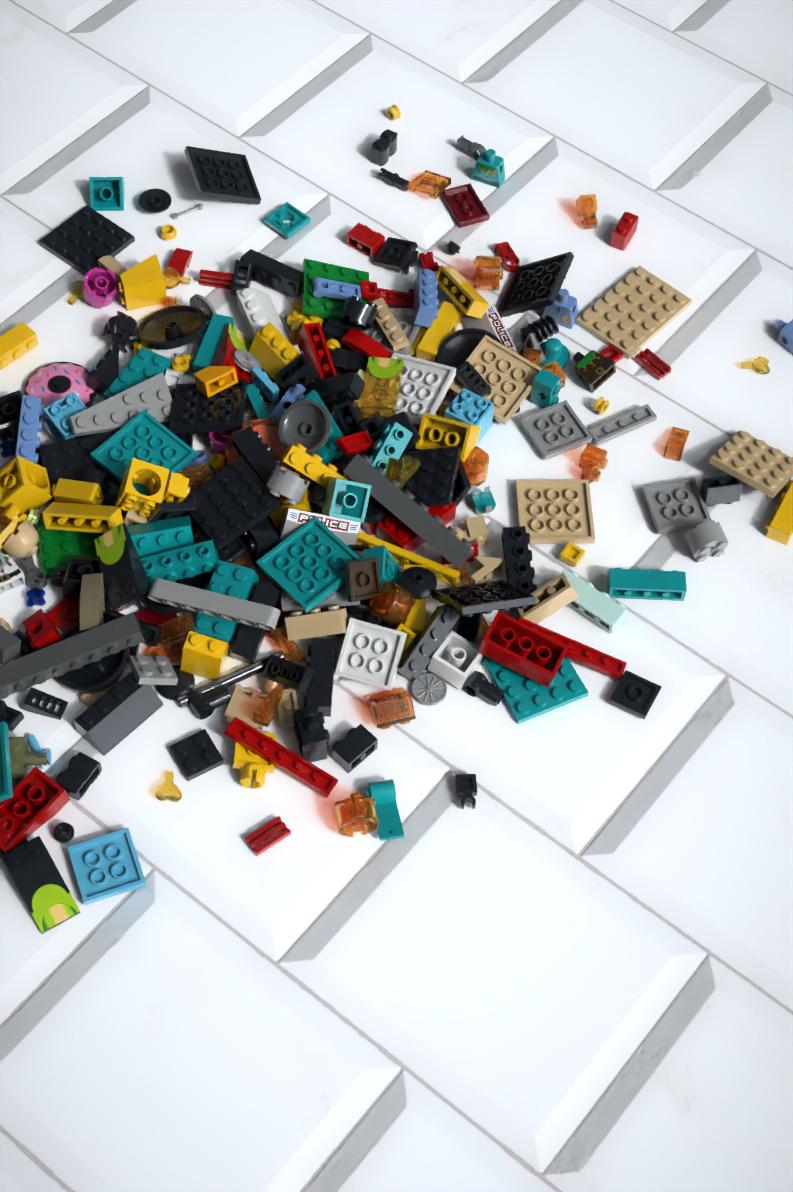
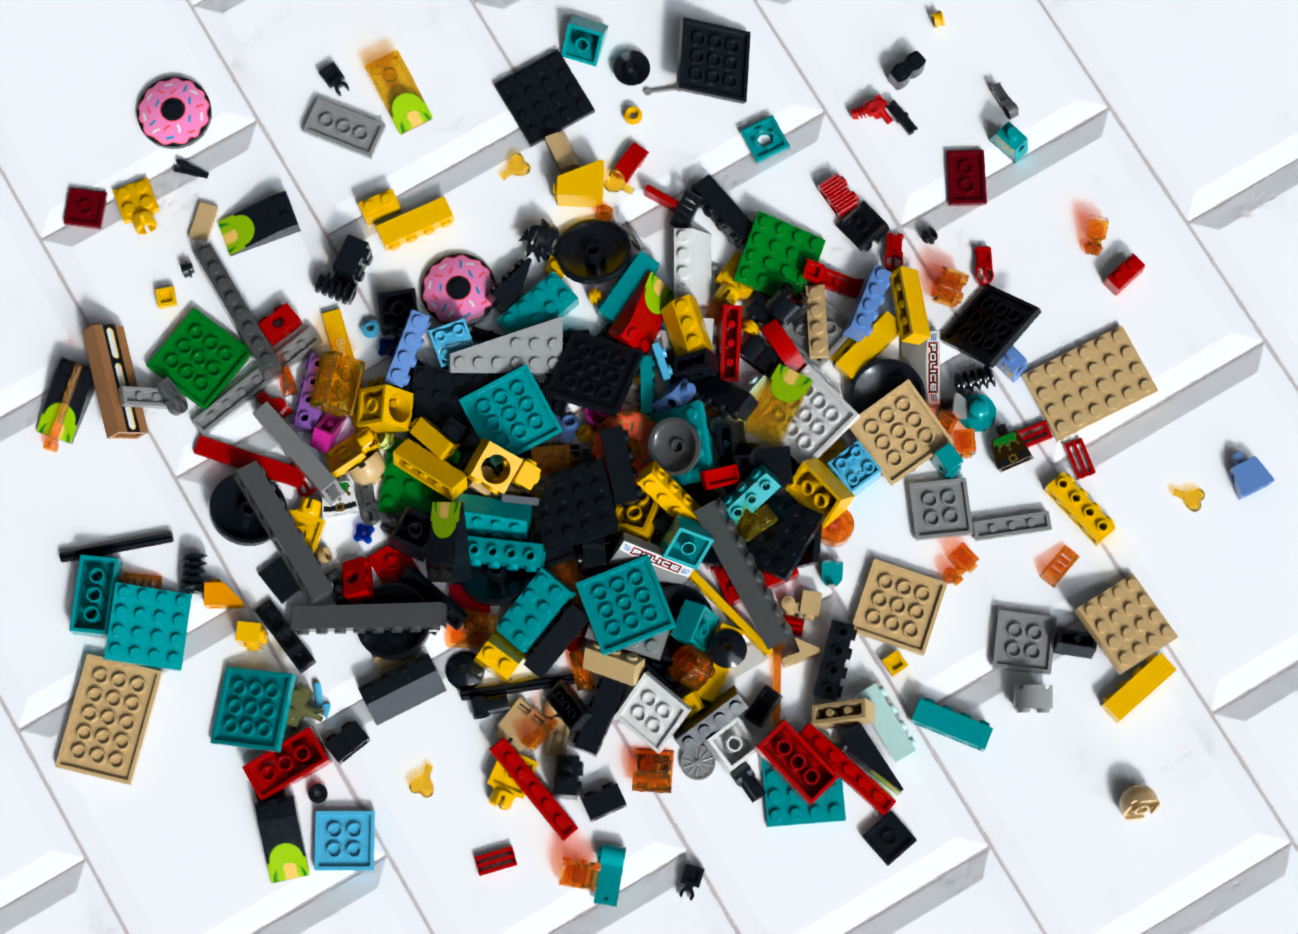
camera: 25 degrees right, 20 degrees up
(35, 708) = (325, 645): black slope -> none
(91, 601) = (409, 571): dark tan slope -> none
(100, 287) = (525, 172): dark pink brick -> none
(152, 670) = (445, 660): light grey plate -> none
(173, 377) = (574, 318): white plate -> none
(180, 364) = (588, 301): yellow plate -> none
(196, 755) = (459, 755): black plate -> none
(214, 604) = (520, 616): light grey beam -> none
(215, 379) = (610, 345): light orange slope -> none
(246, 360) = (653, 327): light grey wheel -> none
(287, 484) = (632, 512): light grey brick -> none
(335, 289) = (777, 265): medium blue plate -> none
(362, 579) = (667, 642): dark brown tile -> none
(367, 178) = (873, 107): none -> red piece
(432, 180) = (942, 136): clear orange plate -> none
(471, 371) = (867, 432): black slope -> none
(483, 597) = (779, 694): black plate -> none
(589, 629) = (865, 753): none -> black slope
(601, 405) = (1000, 495): yellow bush -> none
(672, 396) = (1080, 508): none -> yellow brick

